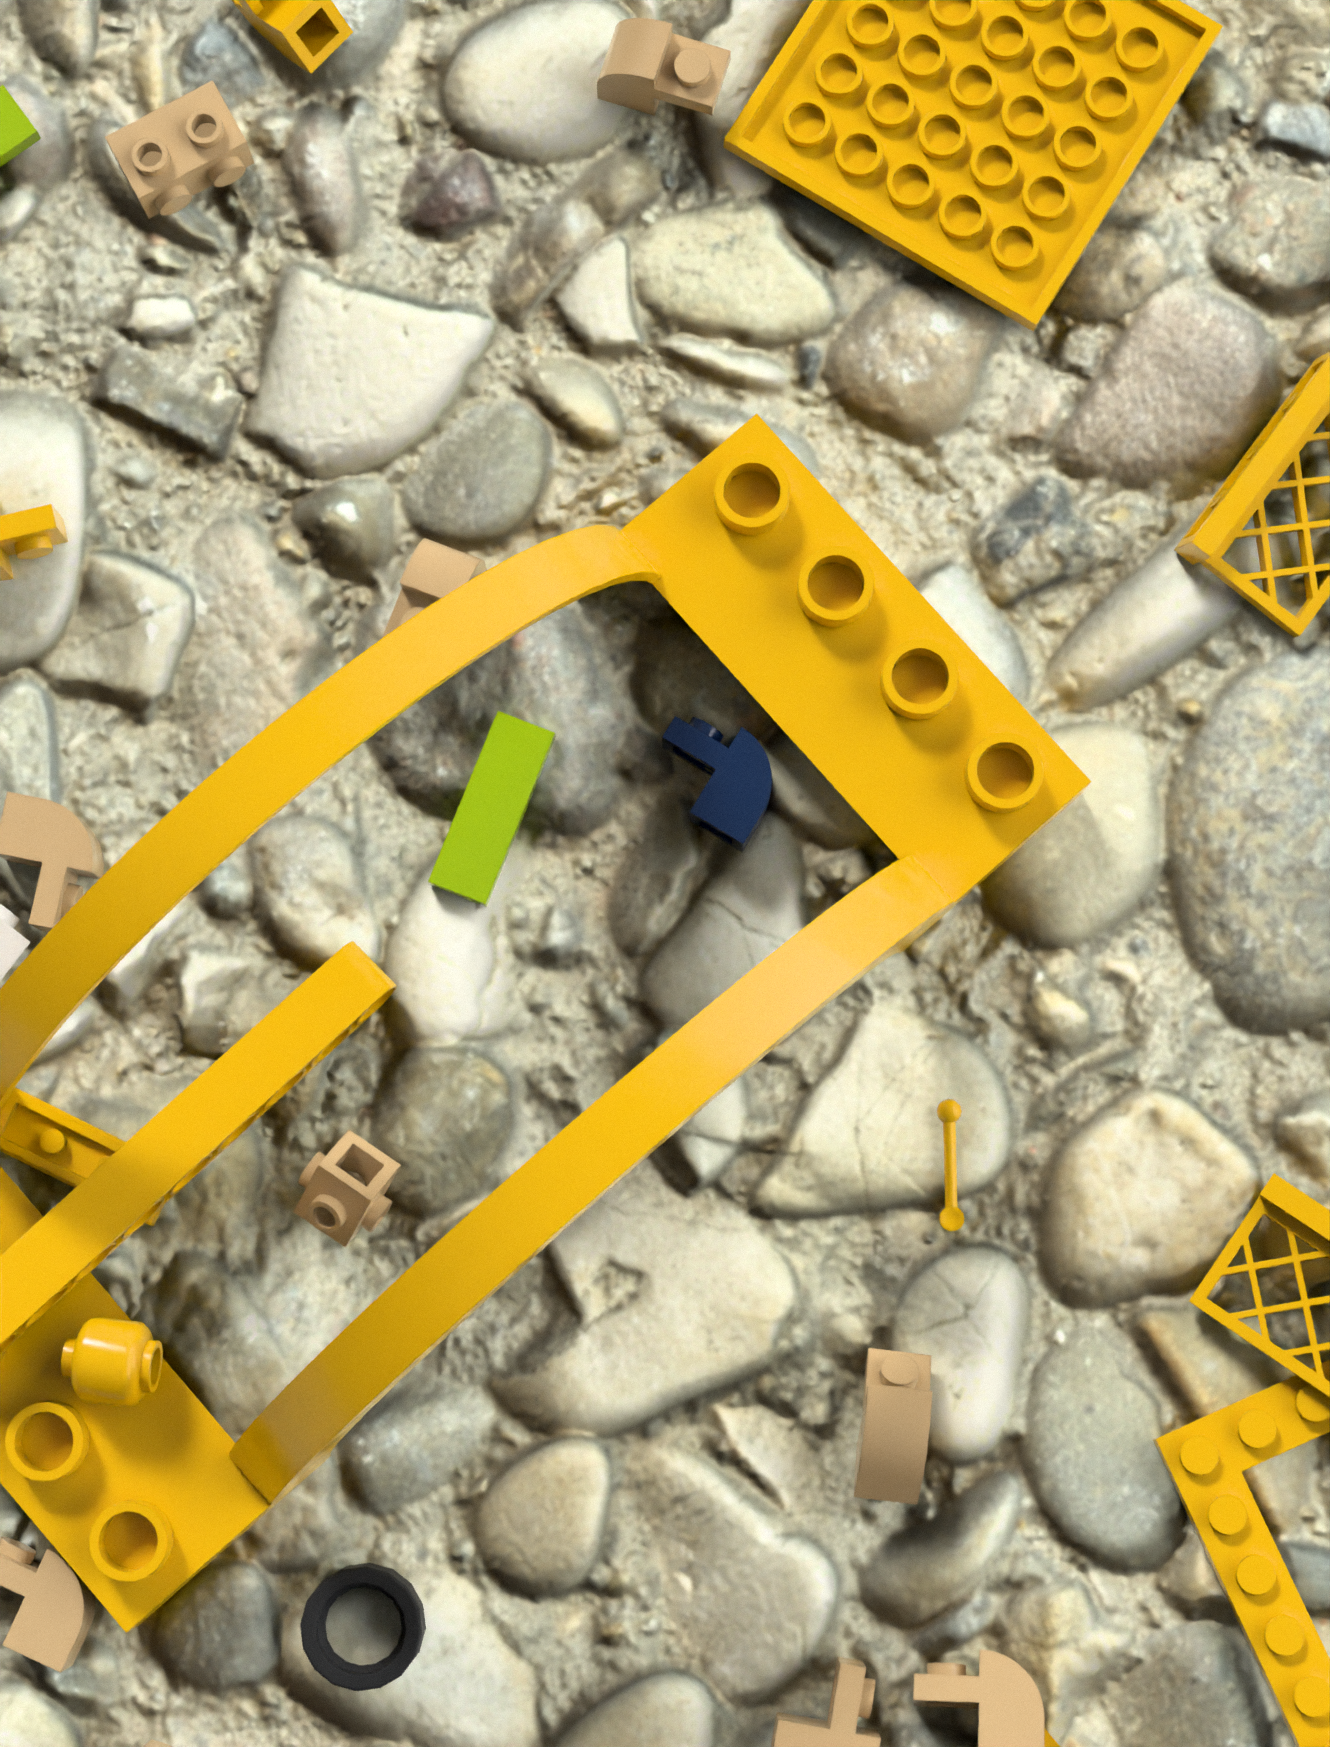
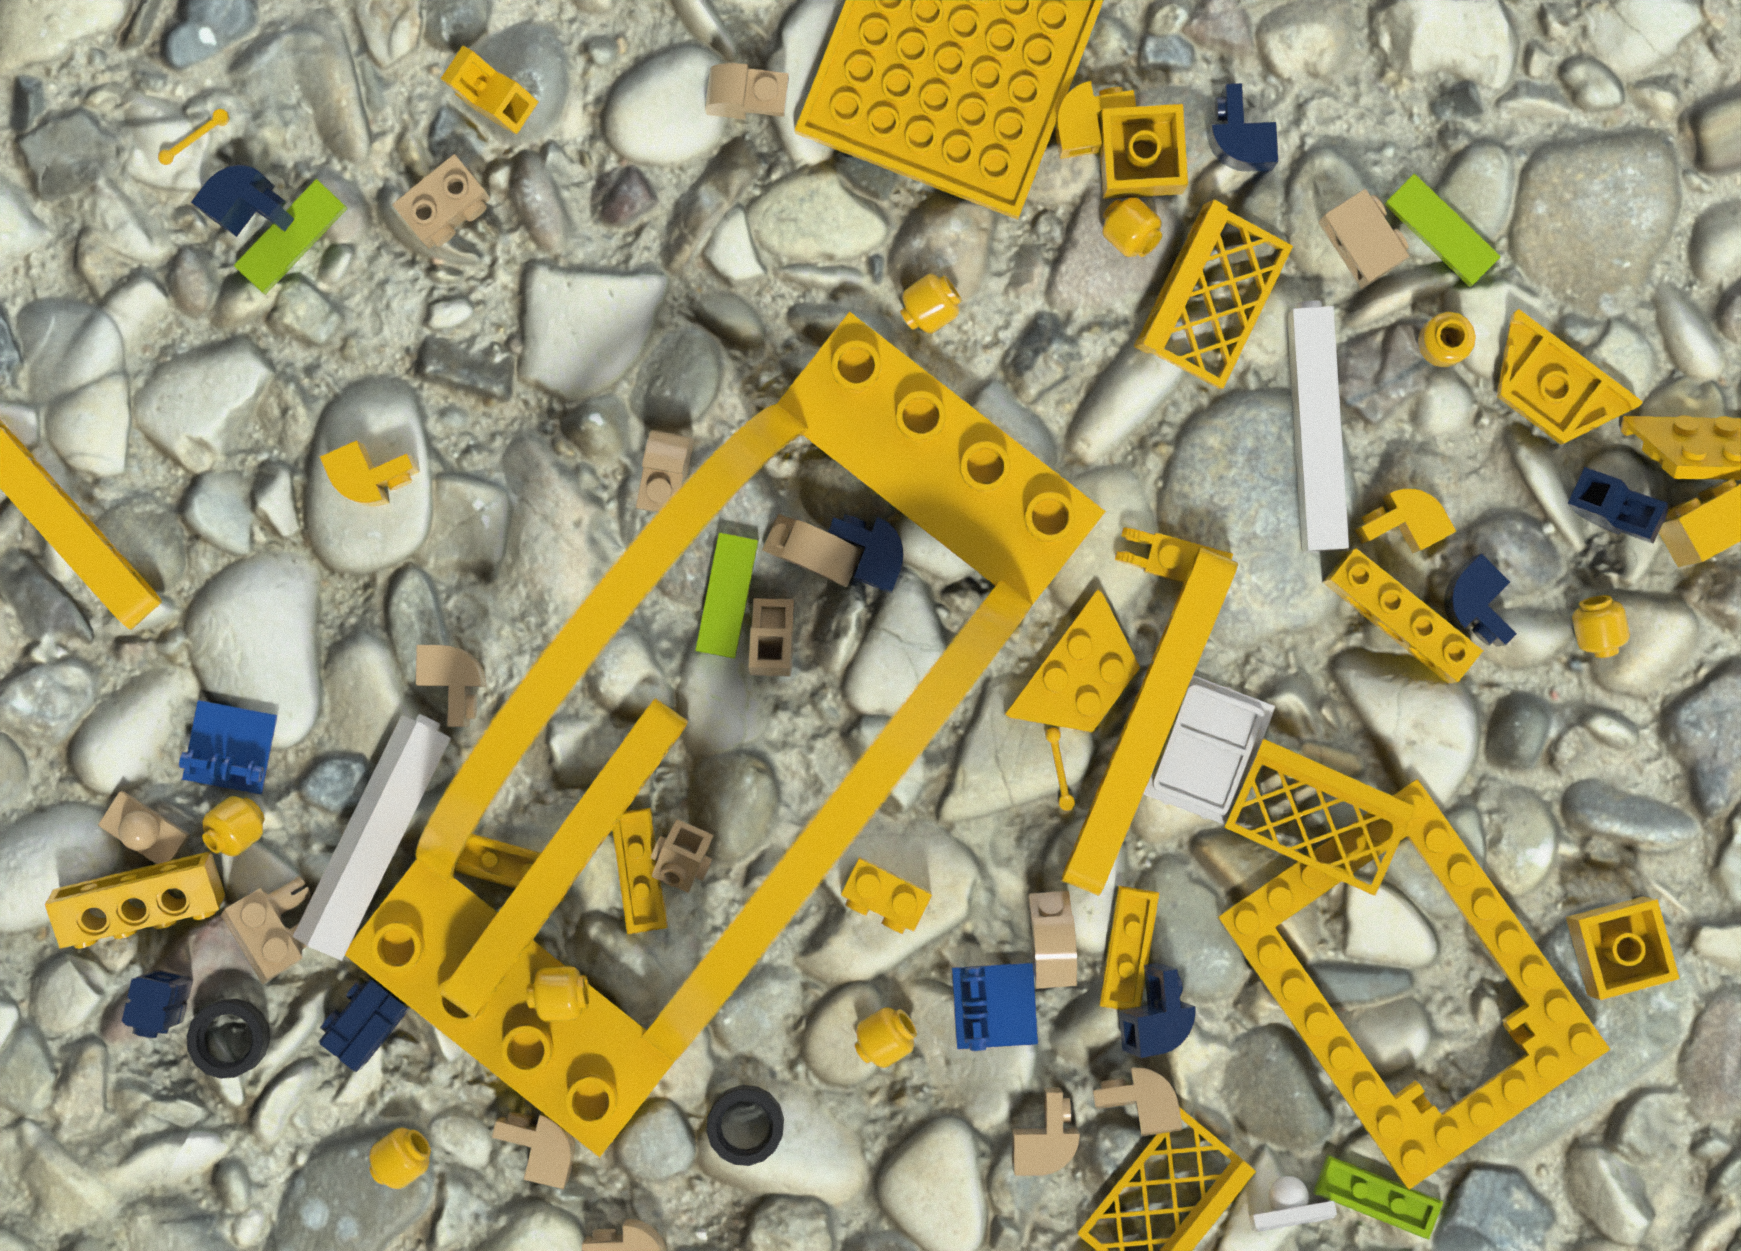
camera: 10 degrees left, 5 degrees up
(272, 1233) = (640, 892): none -> yellow tile
(547, 881) = (771, 637): none -> tan brick
(606, 1529) = (885, 1037): none -> yellow head
(635, 761) = (812, 549): none -> tan brick
(647, 1306) = (885, 894): none -> yellow brick
(784, 1513) = (994, 1006): none -> blue hinge
(880, 428) = (930, 303): none -> yellow head
(1007, 1025) = (1080, 673): none -> yellow wing
(1008, 1463) = (1128, 948): none -> yellow tile
(1042, 1586) = (1163, 1021): none -> dark blue brick
(1101, 1117) = (1149, 721): none -> yellow beam
(1154, 193) = (1078, 116): none -> yellow brick
(1181, 1176) = (1209, 750): none -> white piece
(1187, 880) = (1167, 555): none -> yellow hinge
(1203, 371) = (1132, 227): none -> yellow head
(1239, 260) = (1143, 151): none -> yellow brick

